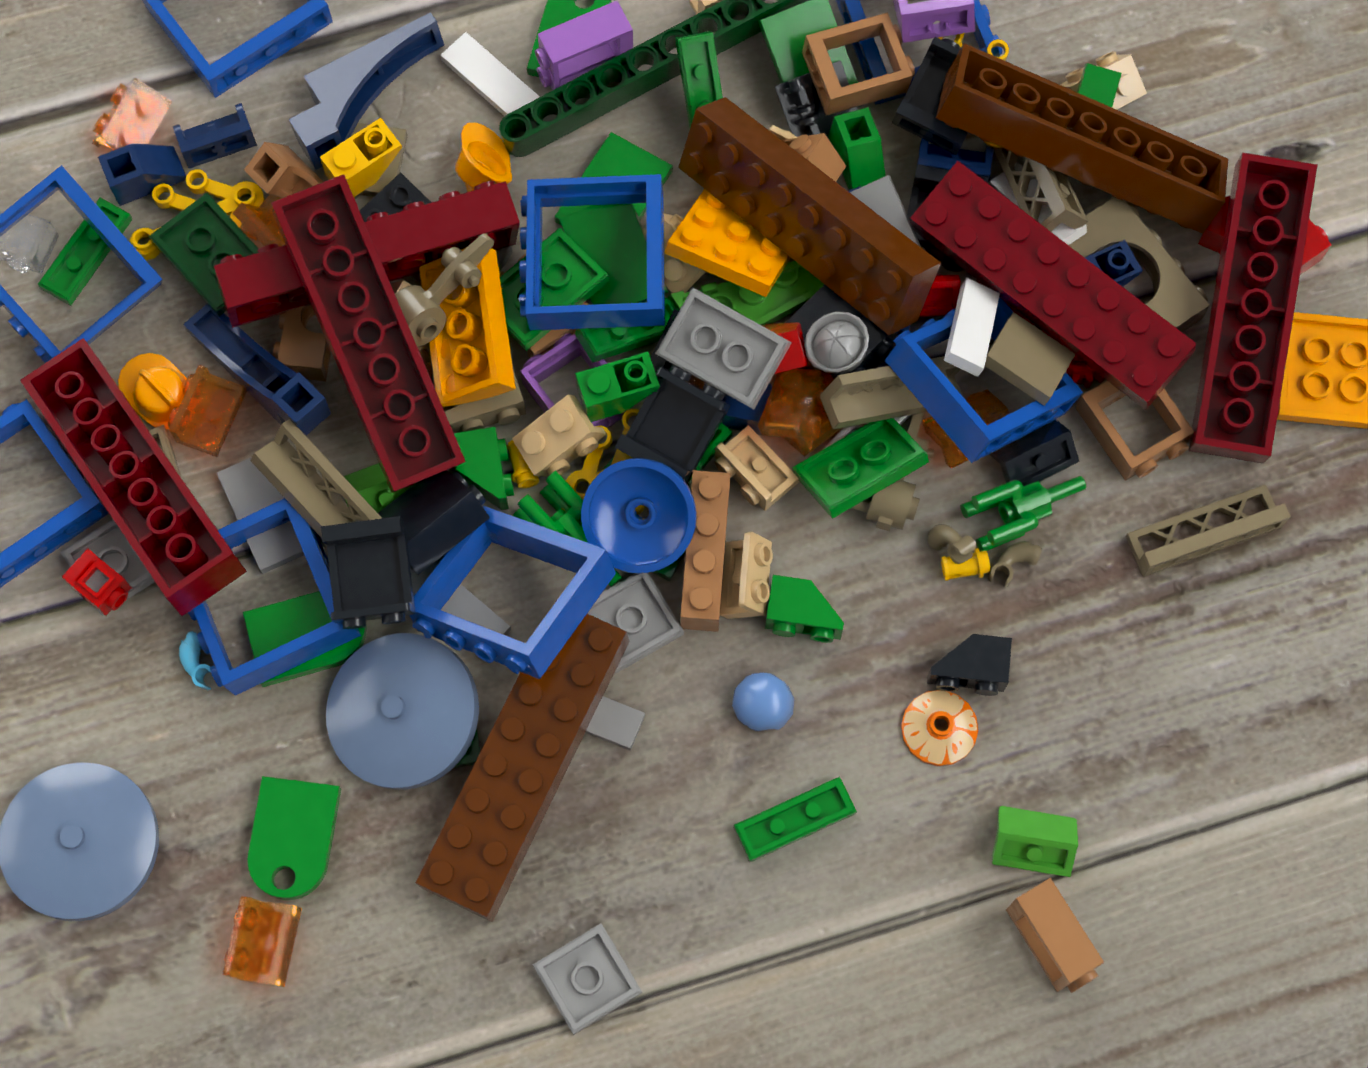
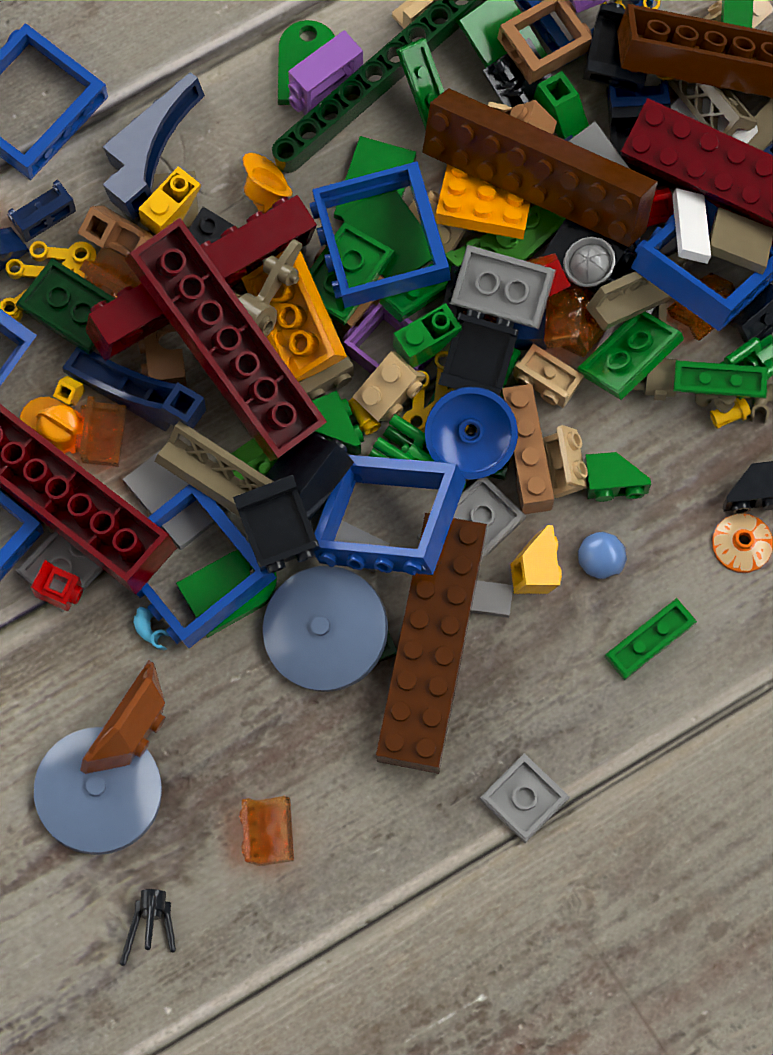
camera: 15 degrees left, 0 degrees up
(98, 1001) = (151, 906): none -> black plant
(131, 773) = (129, 725): none -> dark orange wedge
(183, 353) = (66, 383): none -> yellow piece
(292, 832) = (264, 743): green tile -> none
(487, 75) = (248, 113): white tile -> none
(677, 696) = (536, 566): none -> yellow slope
(960, 522) = (720, 379): none -> green tile

